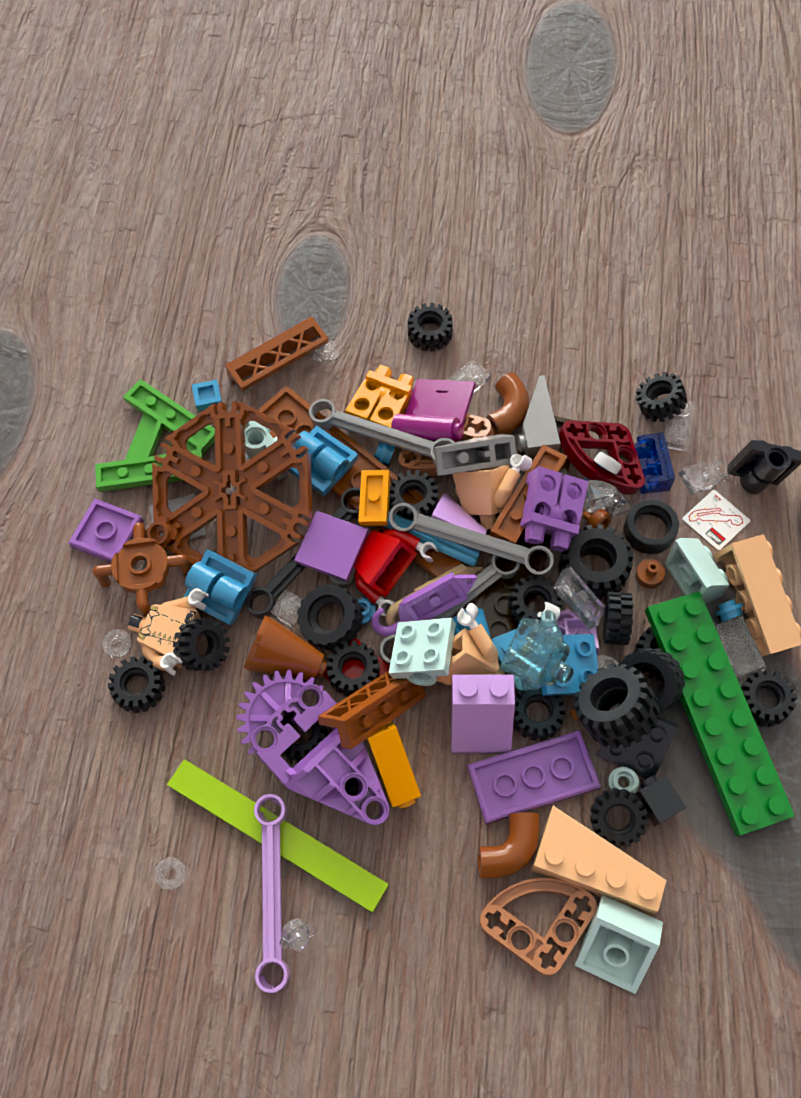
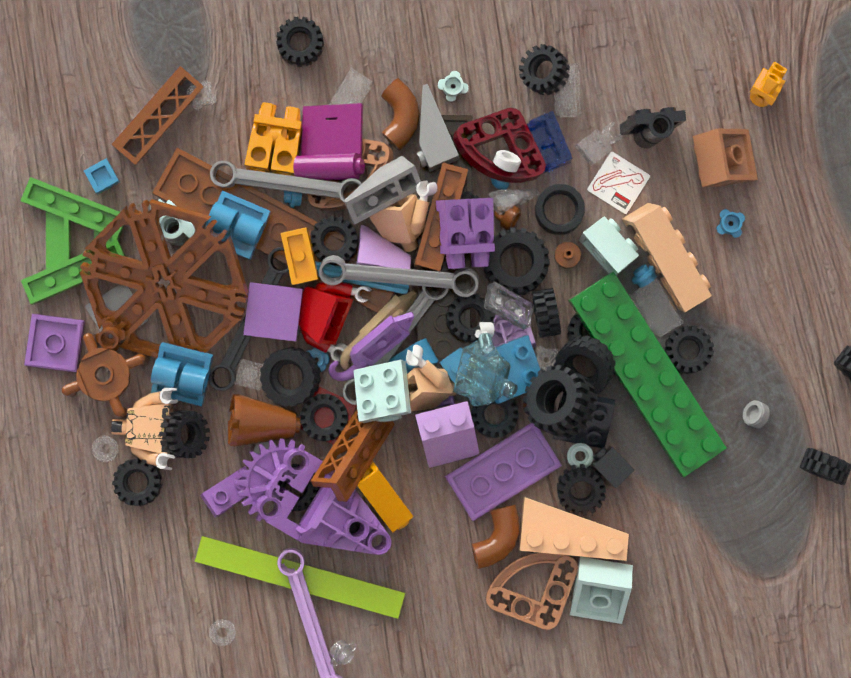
camera: 15 degrees left, 20 degrees up
(220, 721) = (224, 494): none -> medium lavender plate
(569, 390) = (445, 85): none -> light aqua plate

